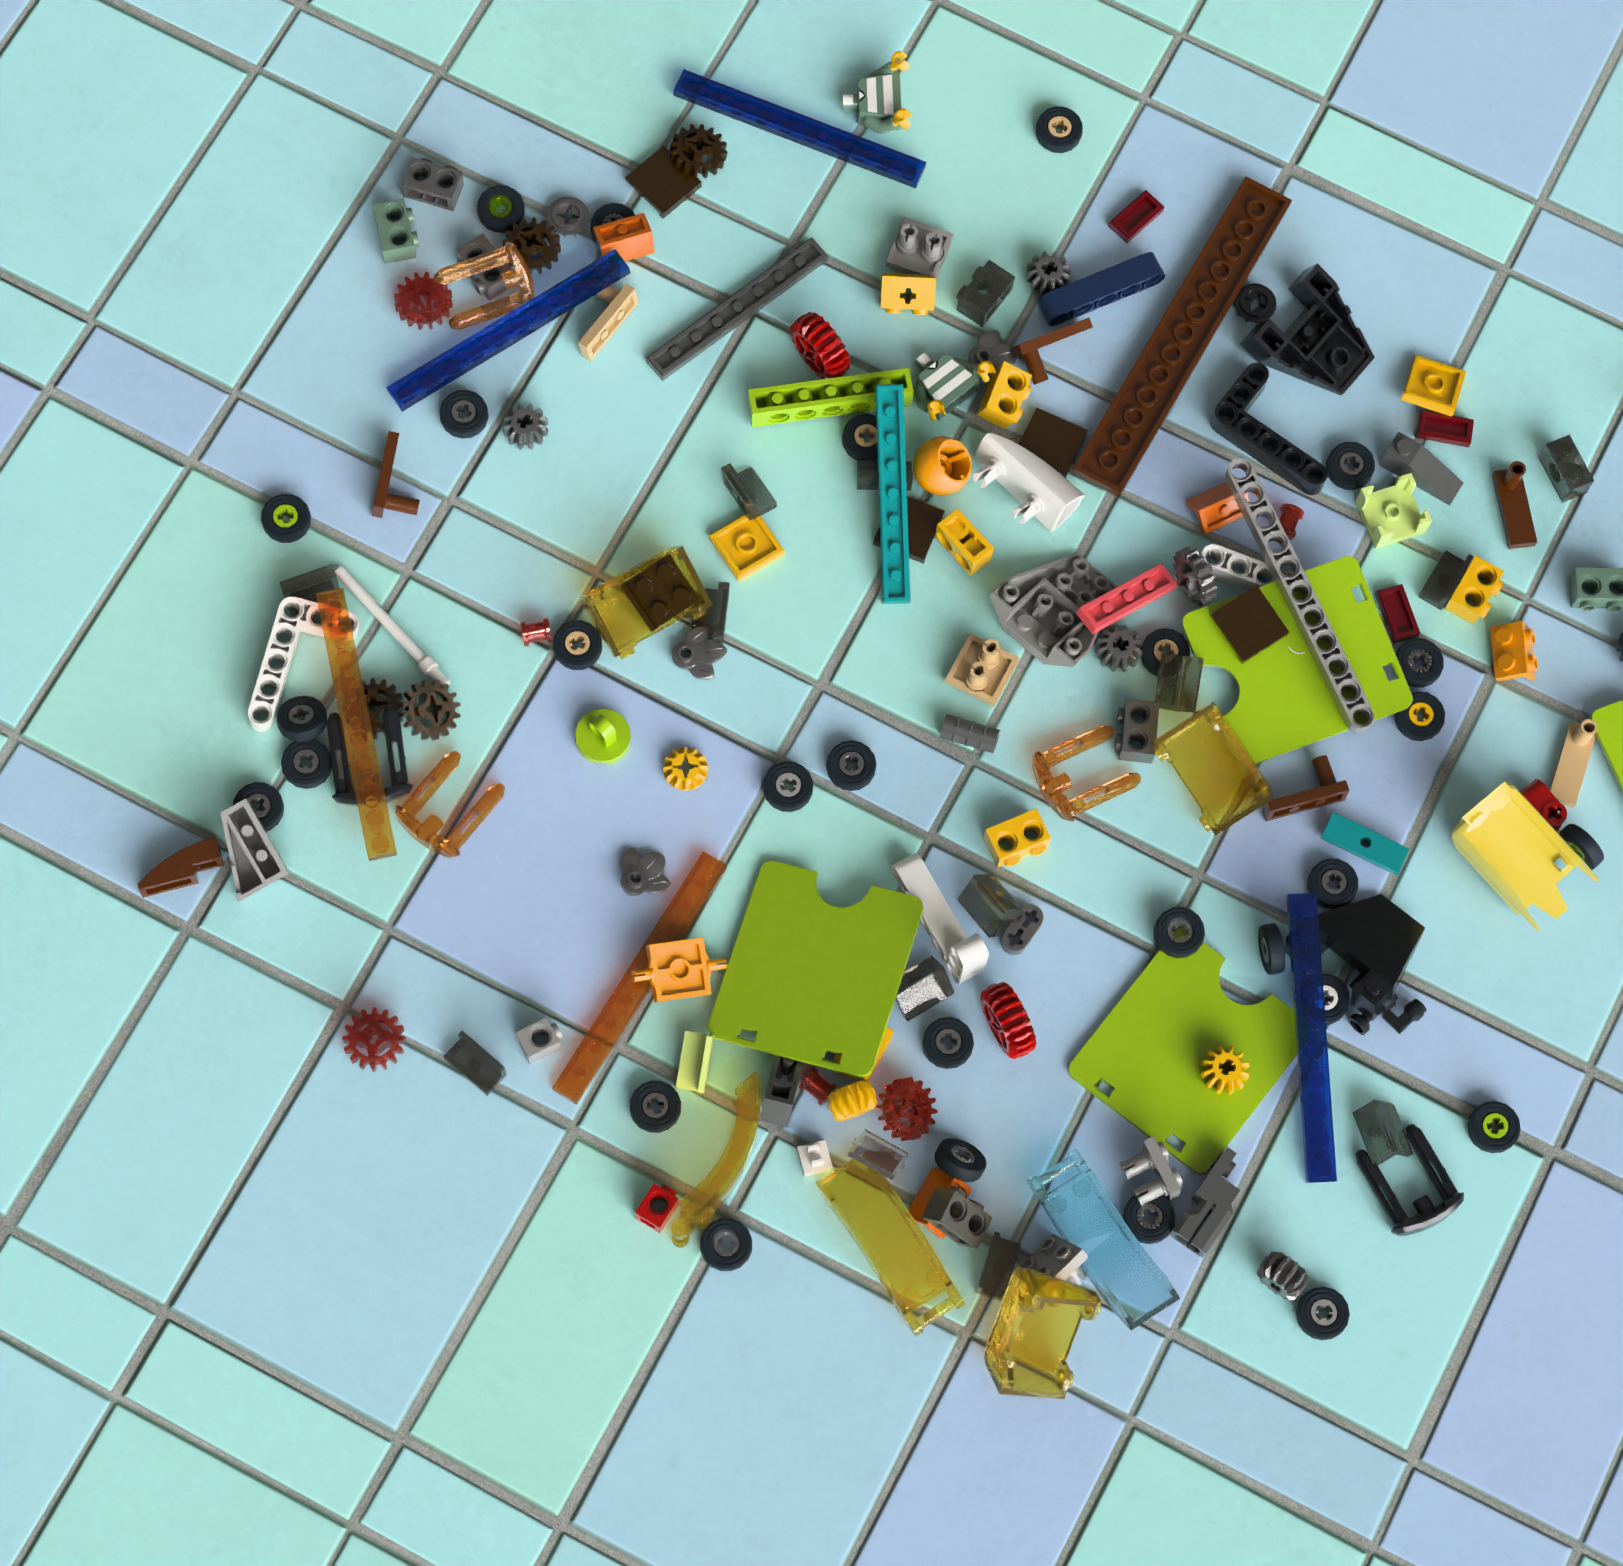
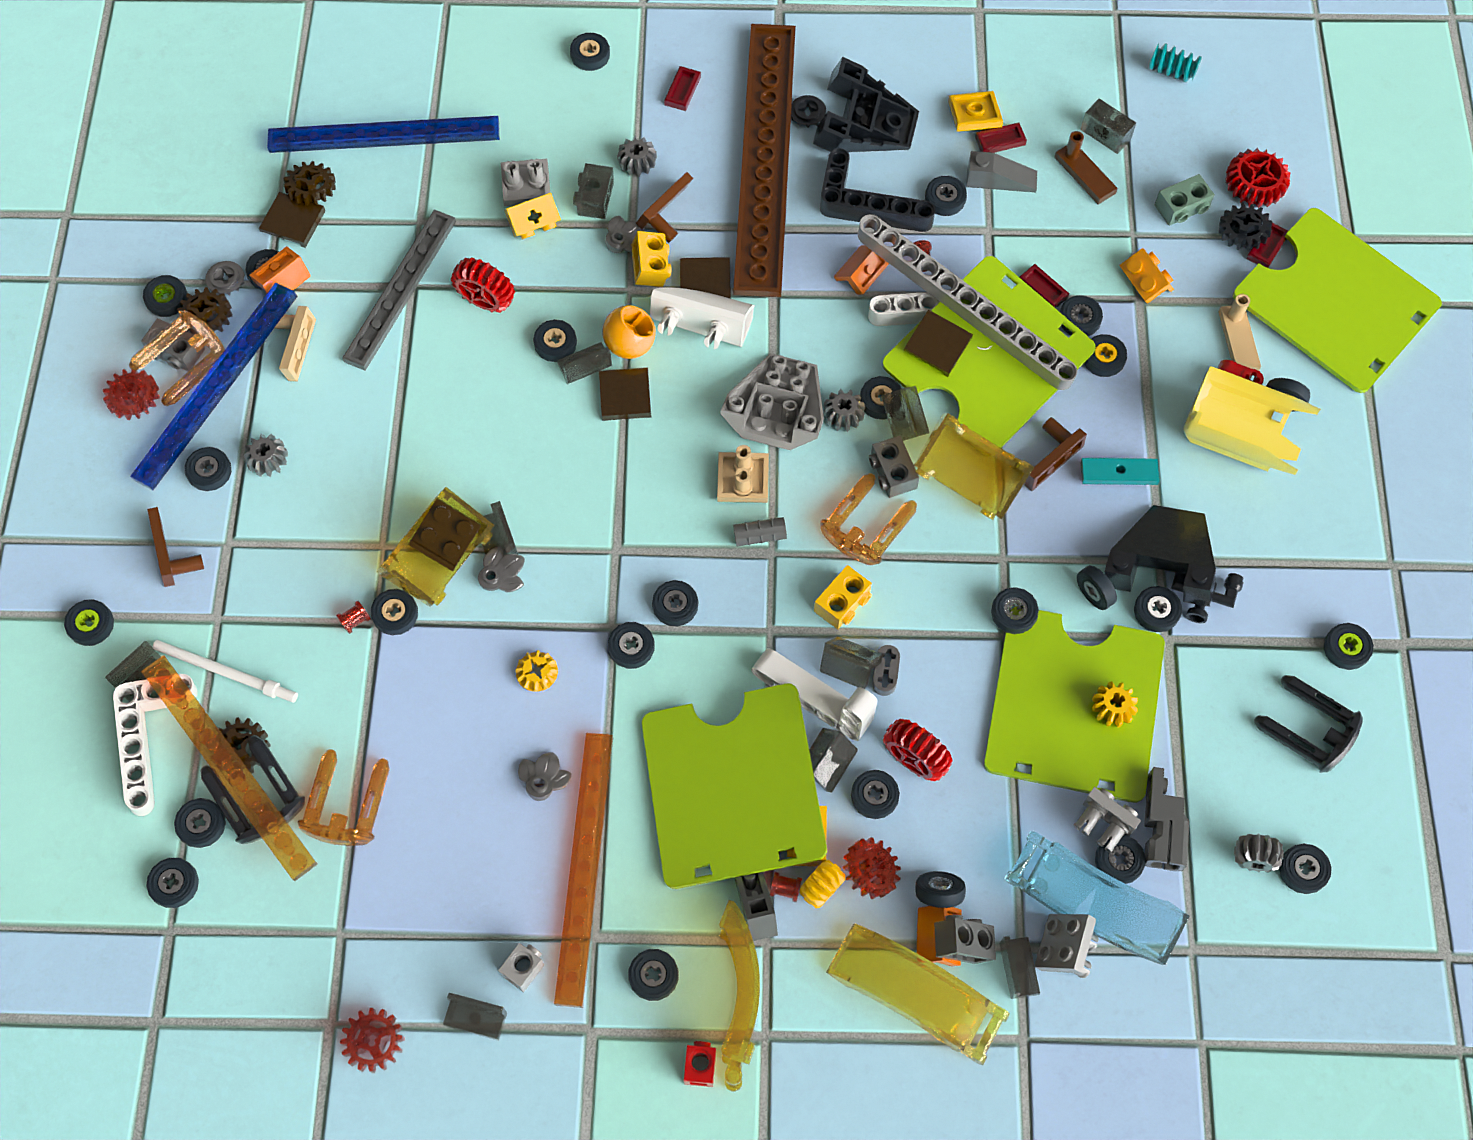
camera: 20 degrees left, 5 degrees down
(182, 868) = (124, 970): reddish brown slope -> none
(250, 849) = (181, 924): light grey wedge -> none
(301, 730) = (185, 794): black bush -> none
(392, 231) = (81, 349): sand green brick -> none
(429, 699) = (285, 715): dark brown gear -> none
(430, 189) = (97, 300): dark grey brick -> none
(603, 736) = (452, 677): lime tile -> none
(678, 969) = (615, 844): light orange plate -> none
(694, 1061) = (668, 917): yellowish green panel -> none
(738, 1235) = (784, 1054): black bush -> none
(746, 546) = (498, 467): yellow tile -> none
(748, 491) = (478, 423): clear smoke panel -> none
(814, 1158) = (814, 950): white tile -> none
(823, 397) = (510, 321): lime brick -> none
(878, 1154) = (868, 919): clear piece -> none
(880, 98) = (437, 84): torso -> none
(892, 494) = (600, 371): teal tile -> none
(947, 383) = (600, 269): torso -> none
(964, 542) = (676, 383): yellow brick -> none
(1036, 1334) = (1086, 1010): clear yellow windscreen -> none
(1101, 289) = (683, 150): dark blue beam -> none
(1126, 598) = (829, 368): coral plate -> none
(1194, 576) = (874, 326): flat silver gear -> none
(1311, 1038) = (1171, 644): clear blue plate -> none
(1337, 870) = (1120, 523): black bush -> none
(1382, 1131) = (1265, 693): clear smoke panel -> none
(1392, 512) = (996, 215): yellowish green panel -> none
(1444, 579) = (1065, 246): clear smoke panel -> none
(1473, 589) = (1089, 243): yellow brick -> none

